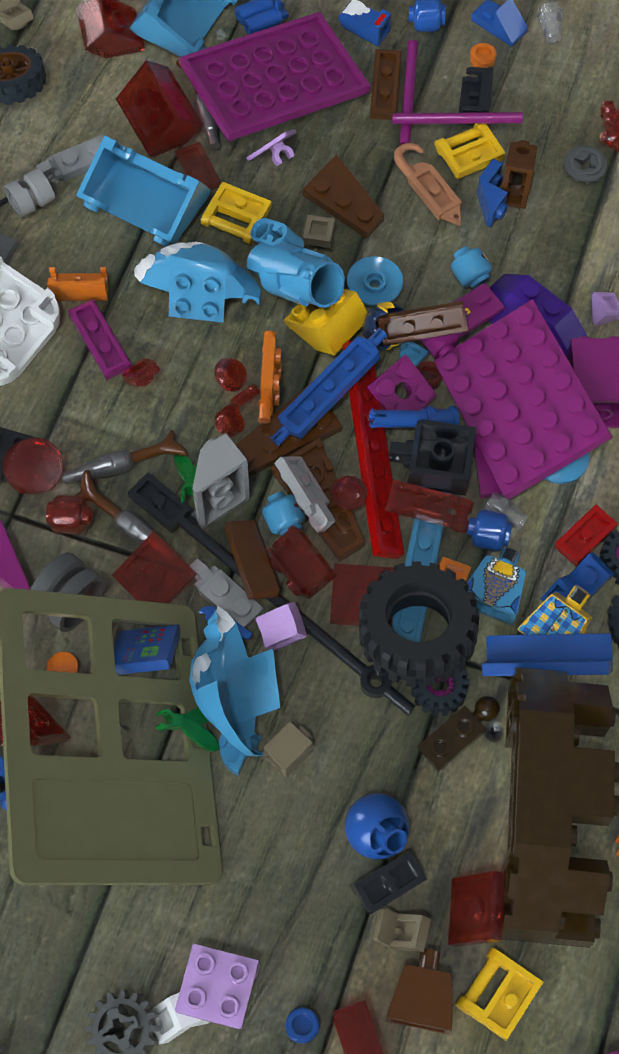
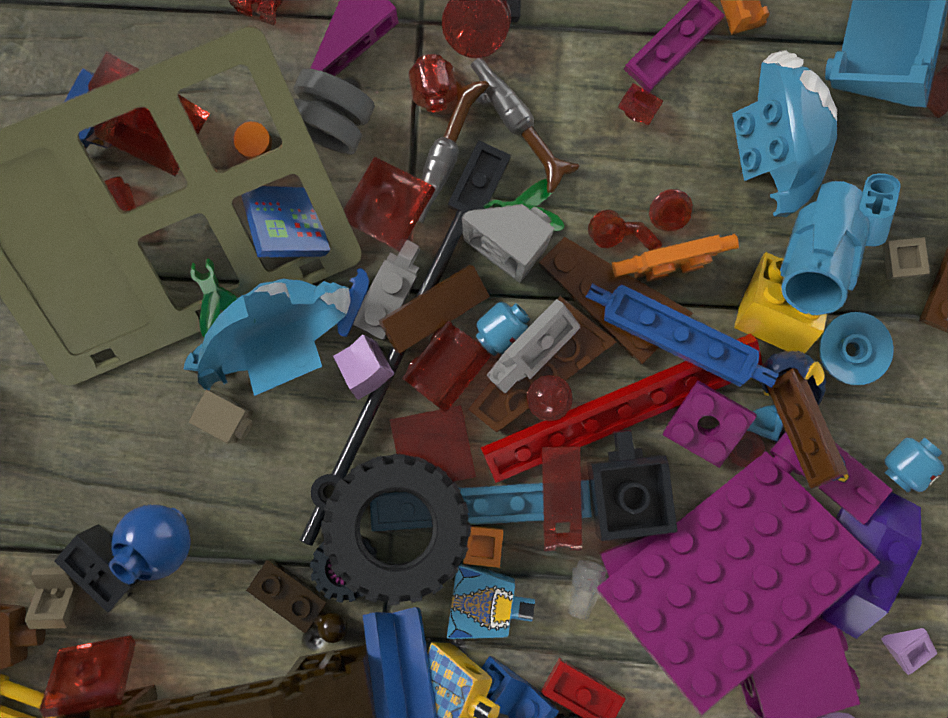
camera: 75 degrees right, 20 degrees up
(236, 204) = (914, 148): yellow plate -> none
(409, 418) = (681, 465): blue pin -> none
(490, 530) = (552, 579): blue head -> none

